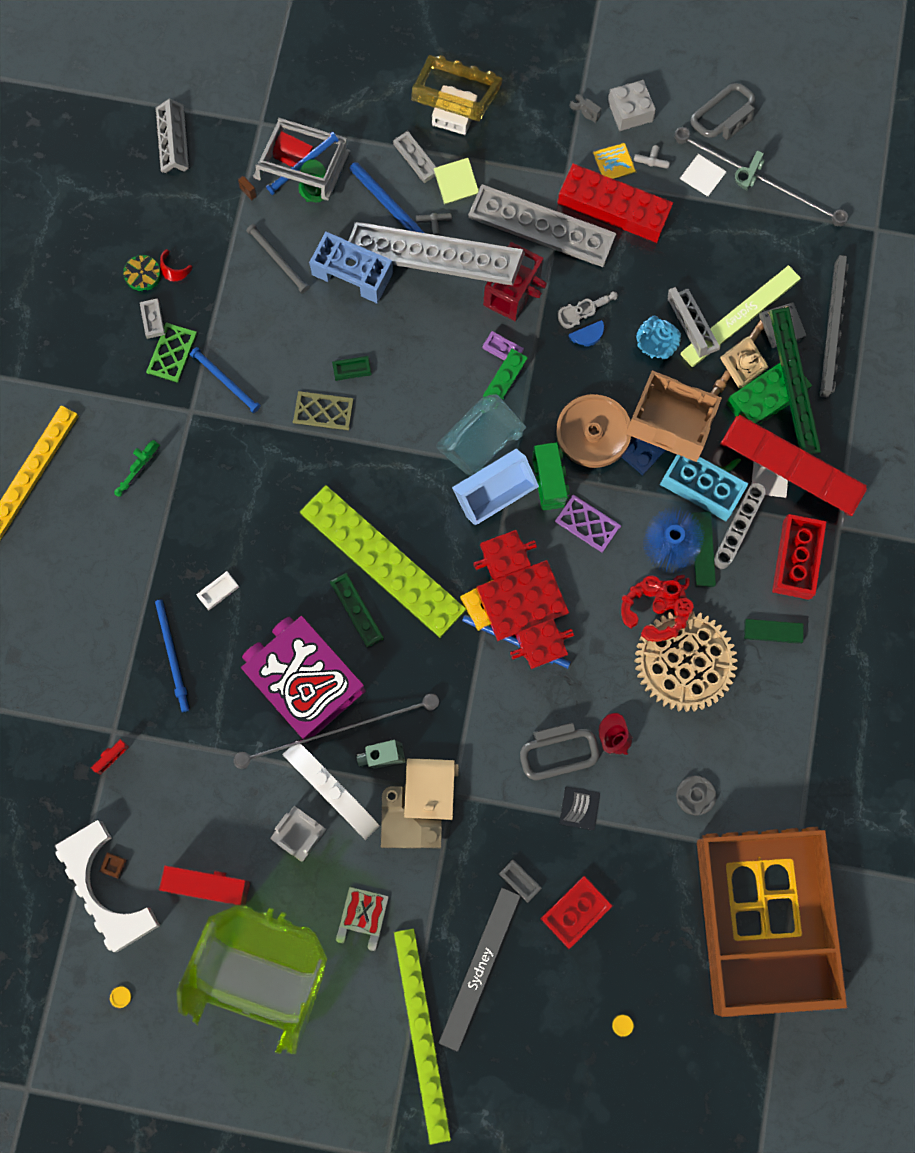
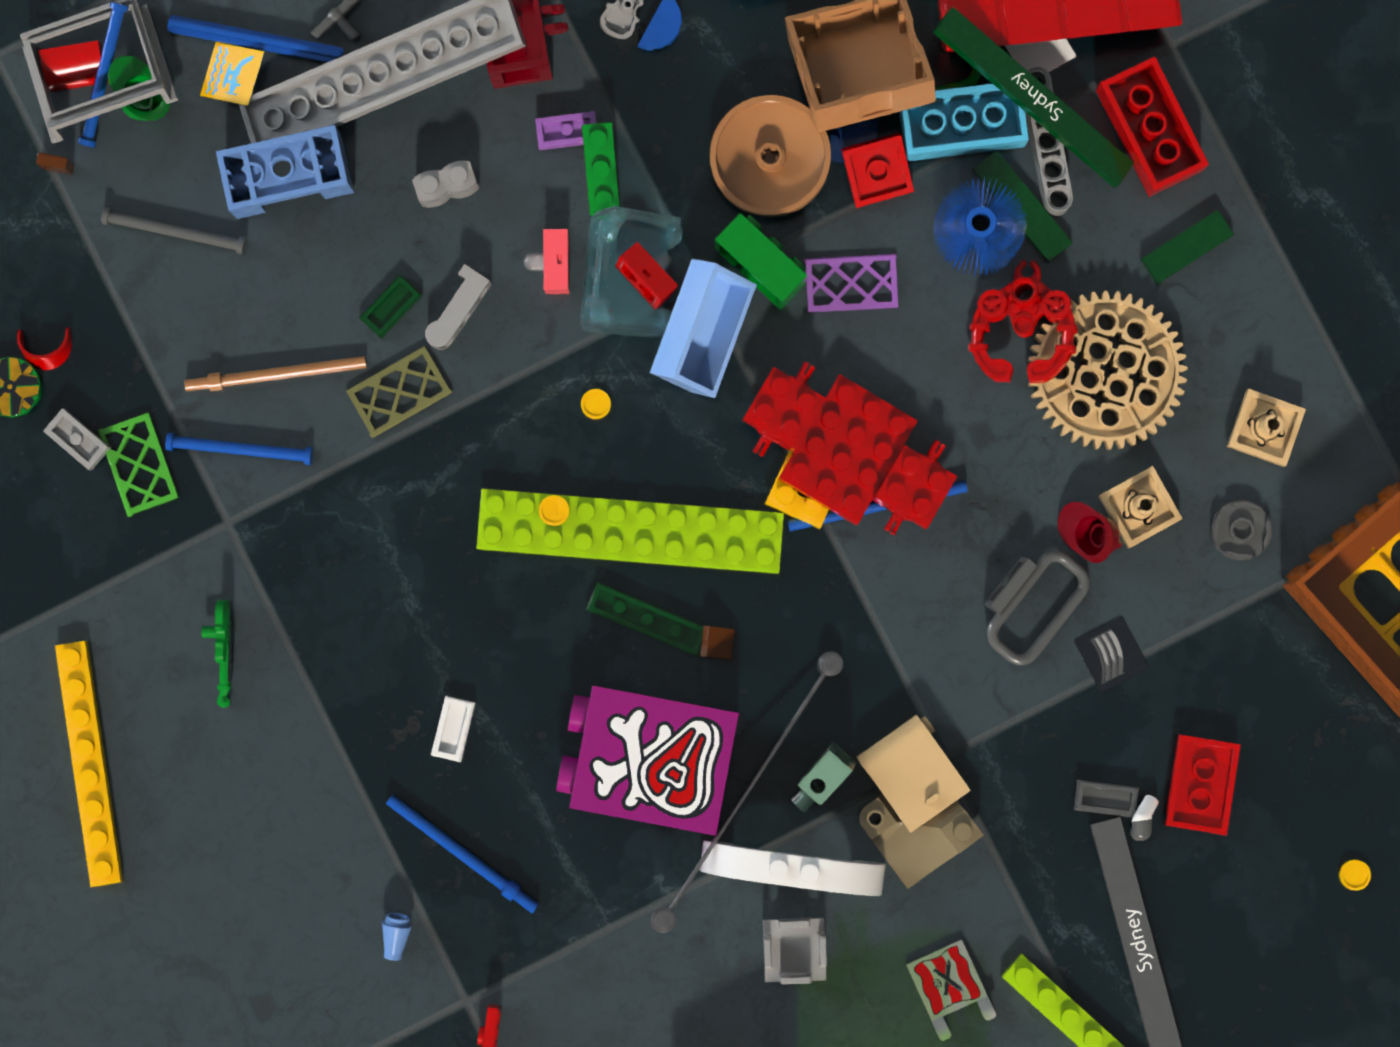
camera: 30 degrees left, 10 degrees up
(106, 669) = (395, 934): none -> medium blue cone
(241, 341) = (217, 381): none -> medium nougat bar
(352, 520) = (554, 510): none -> yellow piece
(363, 208) = (232, 73): none -> yellow sticker
(382, 647) = (717, 642): none -> reddish brown tile
(383, 393) = (443, 332): none -> light grey leg
(414, 487) = (595, 404): none -> yellow piece
(421, 329) = (438, 186): none -> light grey brick
(447, 403) = (552, 261): none -> coral piece
(488, 442) = (648, 274): none -> red piece
(530, 906) = (1142, 819): none -> arm
(642, 476) = (877, 170): none -> red plate
(652, 741) = (1143, 505): none -> tan plate
(748, 496) = (1033, 97): none -> dark green tile
(753, 747) = (1283, 419): none -> tan plate

